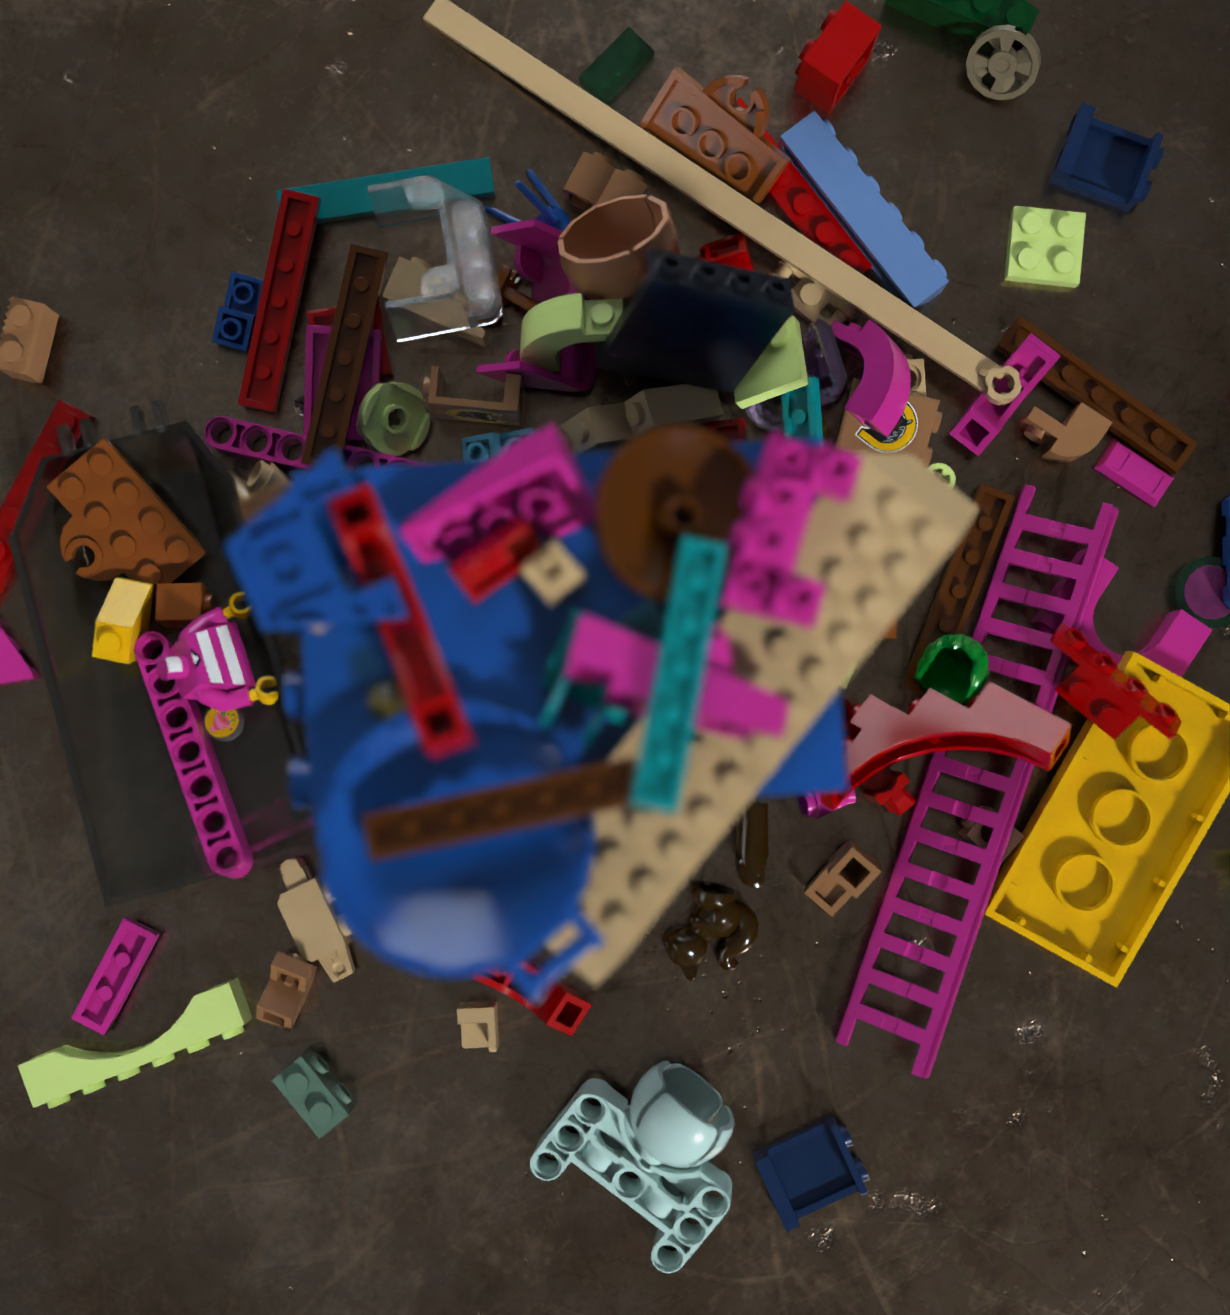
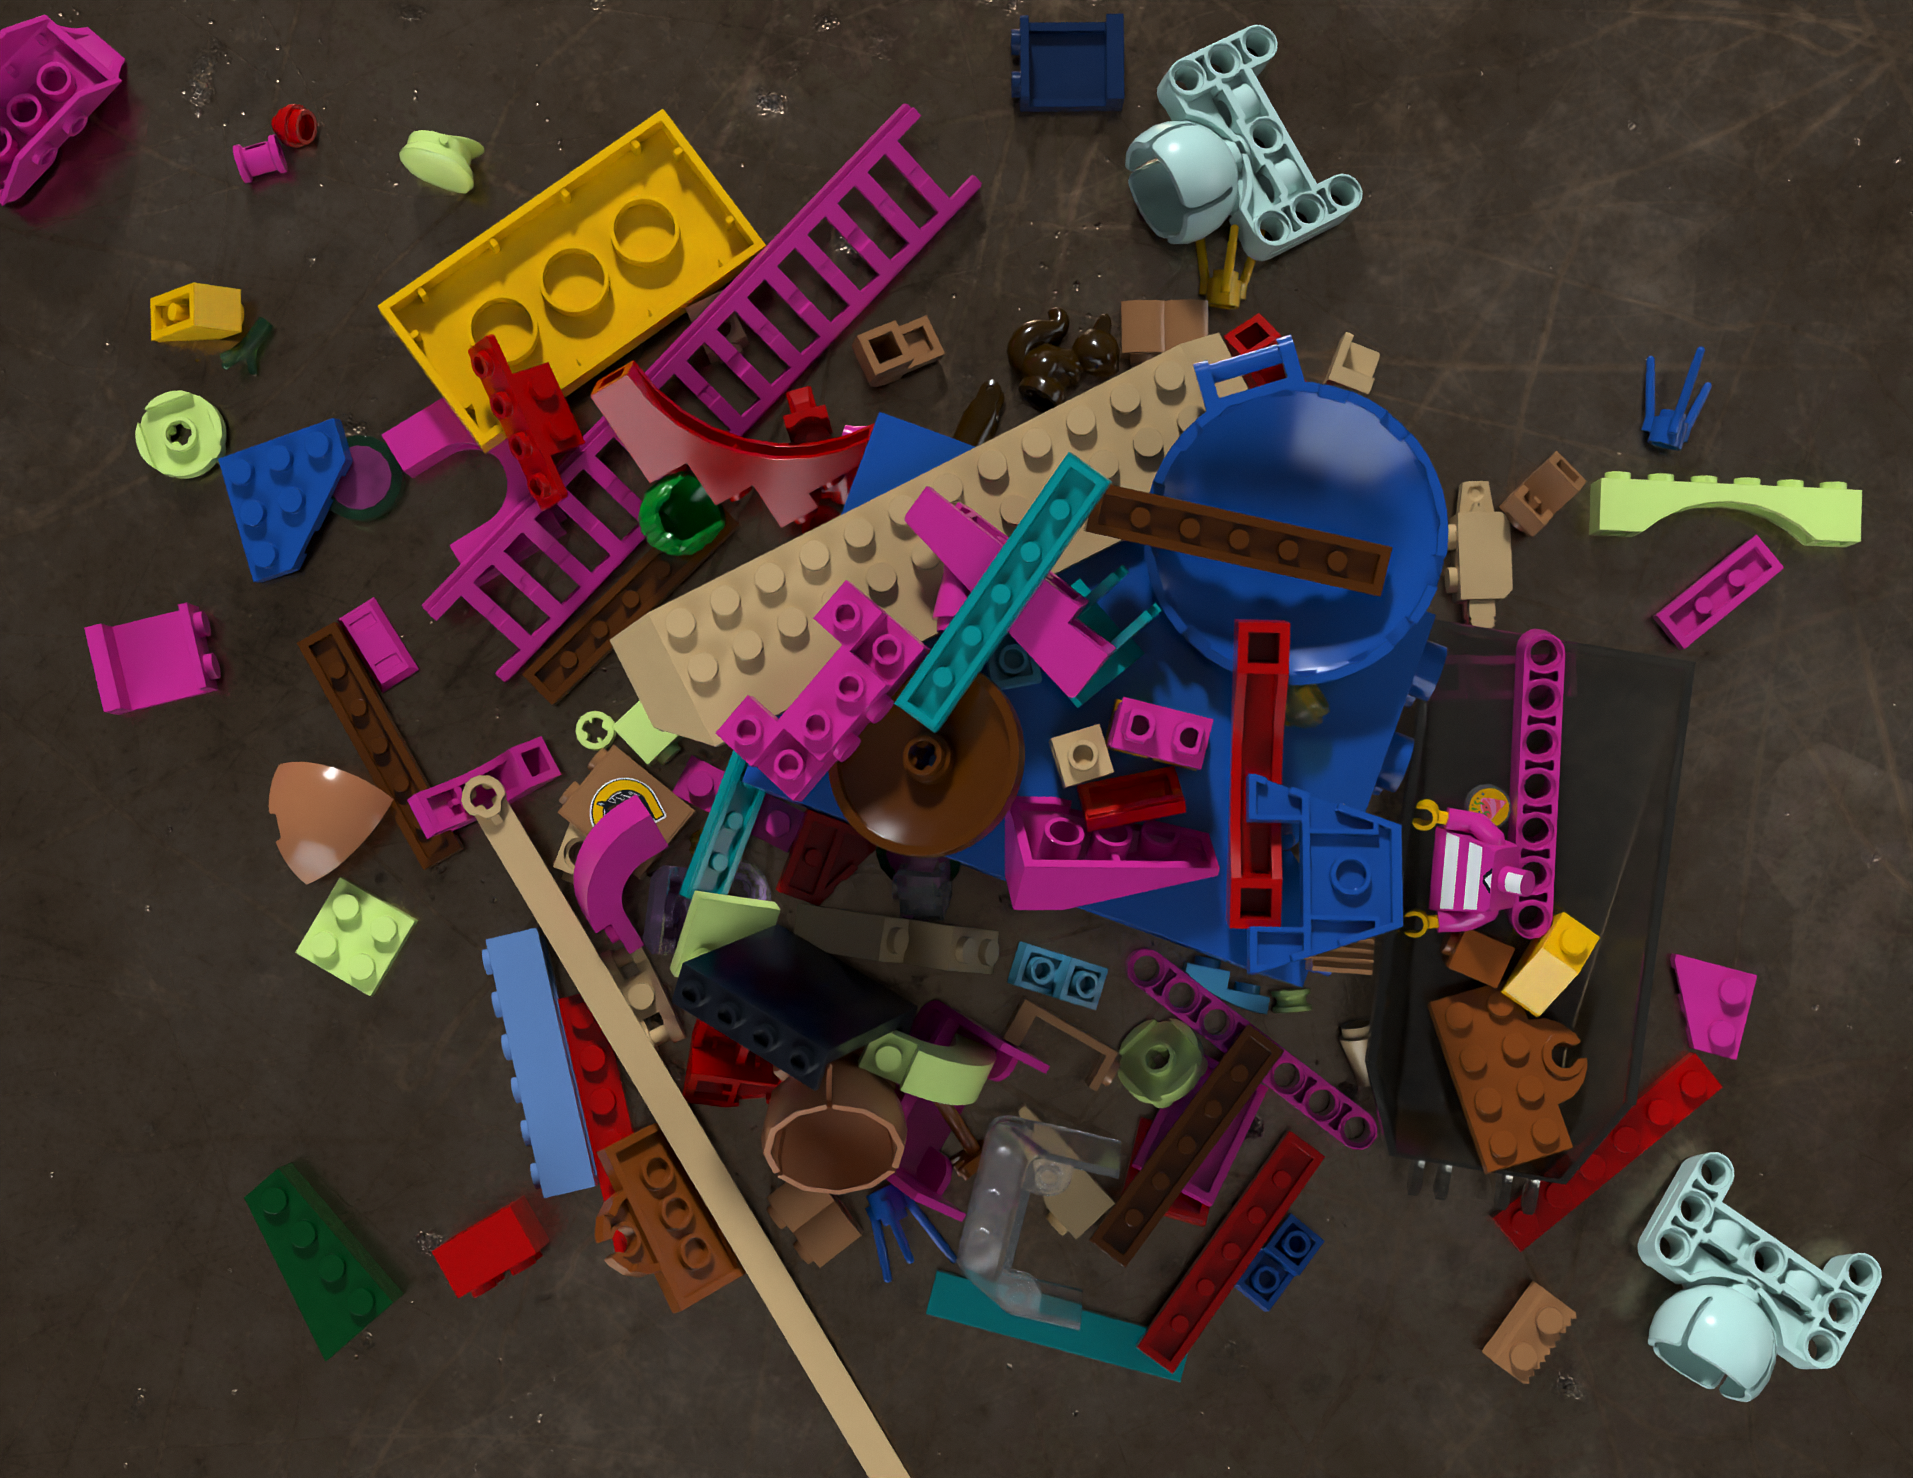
camera: 160 degrees left, 0 degrees up
(205, 1092) = (1672, 426): none -> blue plant
(266, 476) = (1324, 1050): tan cone -> none
(315, 1092) = (1556, 375): sand green brick -> none
(487, 616) = (1158, 733): none -> dark pink hips
(608, 1045) = (1224, 288): none -> yellow plant
(616, 66) = (736, 1355): clear green plate -> none
(640, 989) = (1158, 325): none -> medium nougat brick
(1004, 62) = (308, 1158): dark tan piece -> none
(1066, 440) = (429, 709): medium nougat brick -> none
(1105, 161) = (245, 1001): dark blue panel -> none
(1116, 319) = (322, 815): none -> nougat brick

